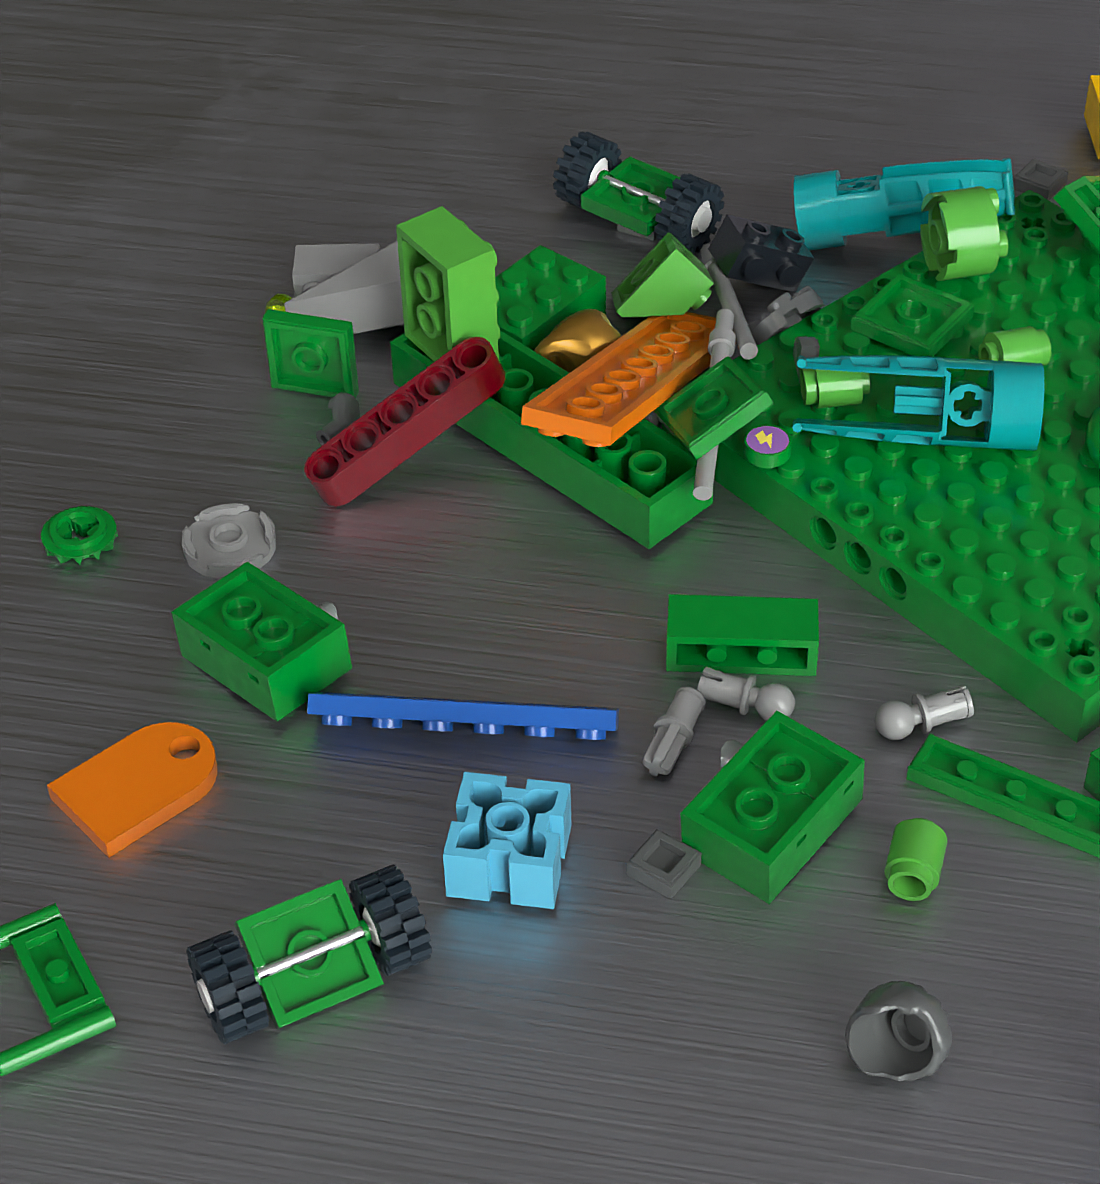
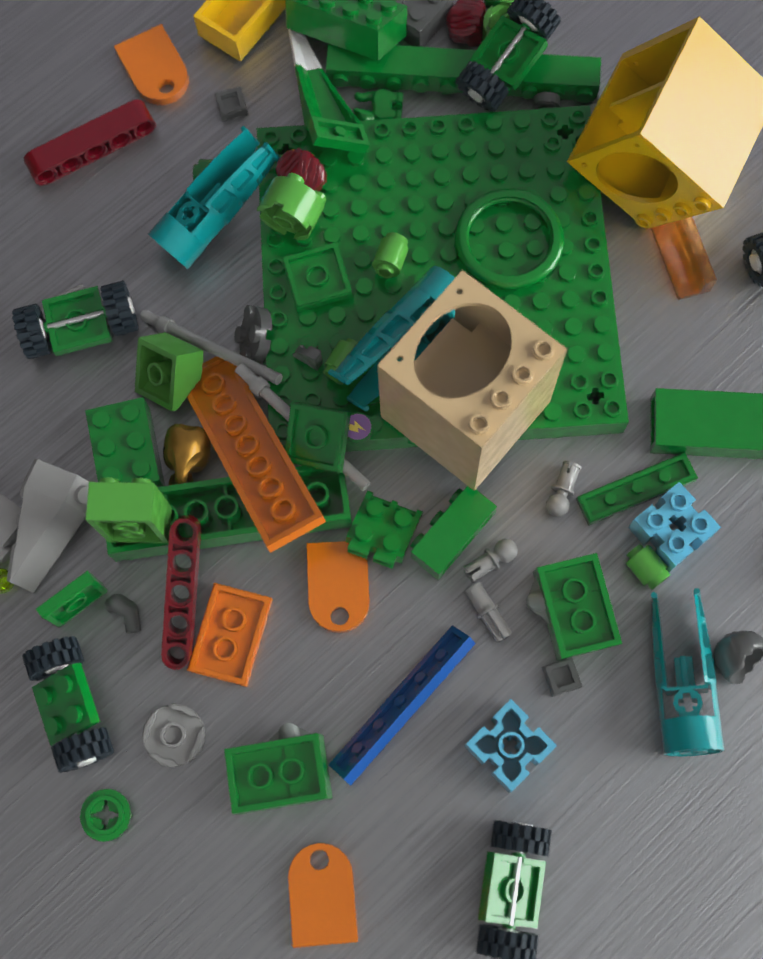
camera: 50 degrees left, 30 degrees up
(140, 447) = (66, 704): none -> plate
(400, 521) = (230, 635): none -> orange tile
(562, 577) = (337, 582): none -> orange tile
(667, 564) = (382, 529): none -> green plate
(761, 253) = (186, 299): black brick -> none
(792, 984) = (690, 732): none -> teal piece
(830, 103) = (89, 142): none -> dark red beam
(920, 476) = (472, 383): none -> tan container
(1002, 852) = (675, 509): none -> medium azure brick
(1004, 107) = (152, 64): none -> orange tile
(1026, 232) = (303, 164): none -> dark red hair

